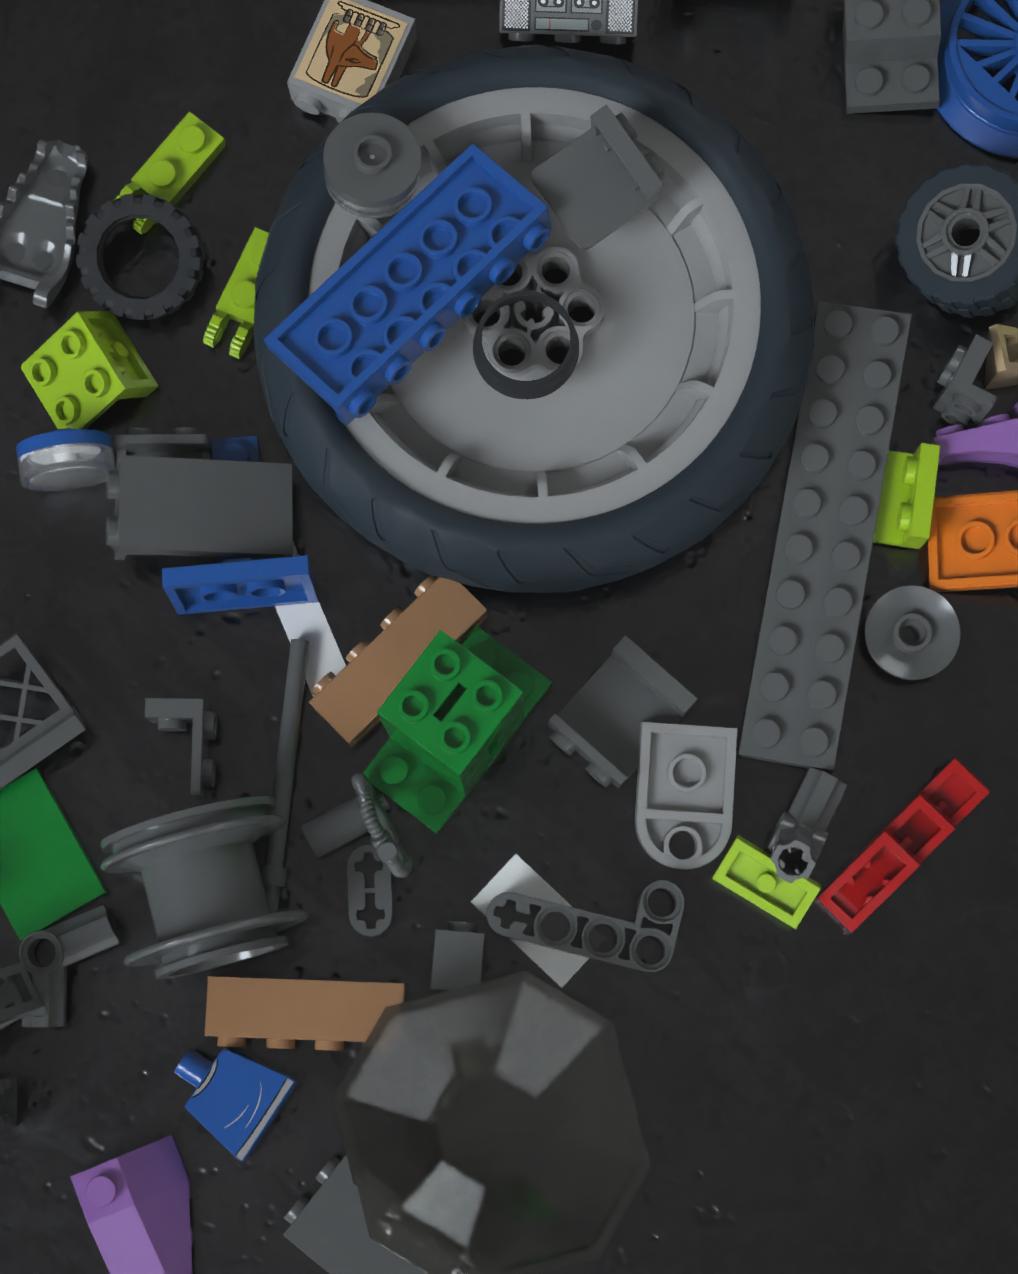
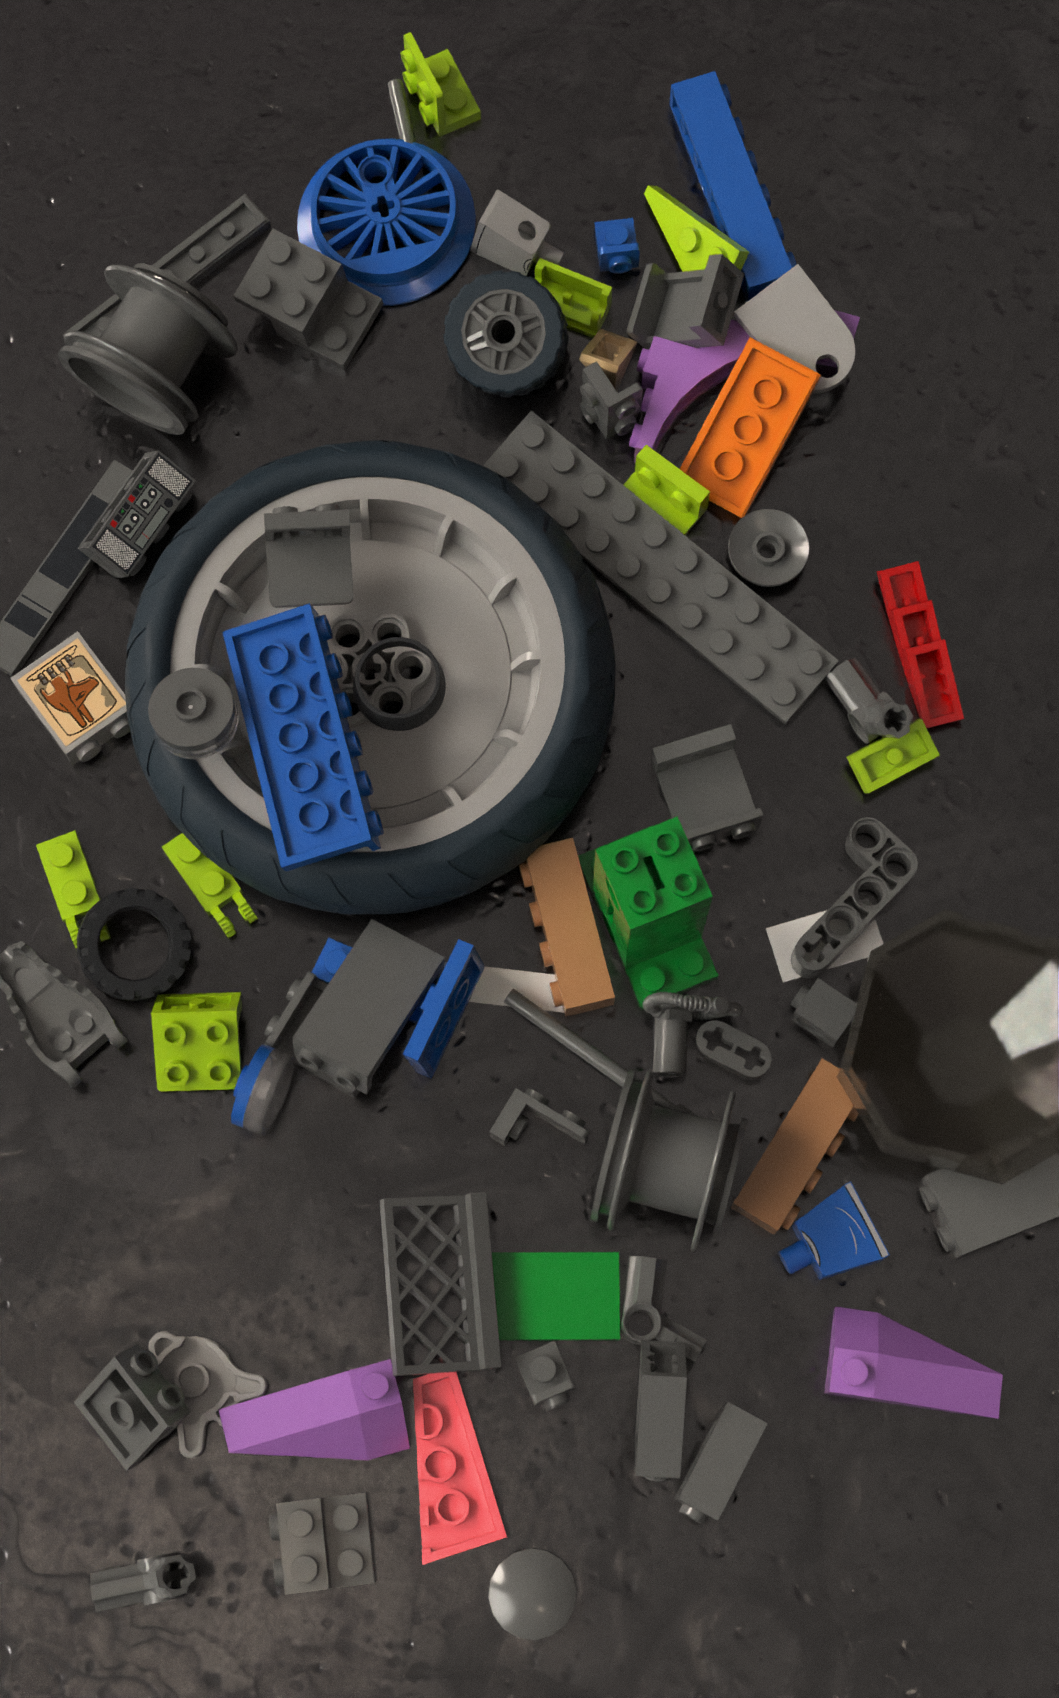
camera: 60 degrees left, 5 degrees down
(685, 787) = (788, 776): light grey tile -> none

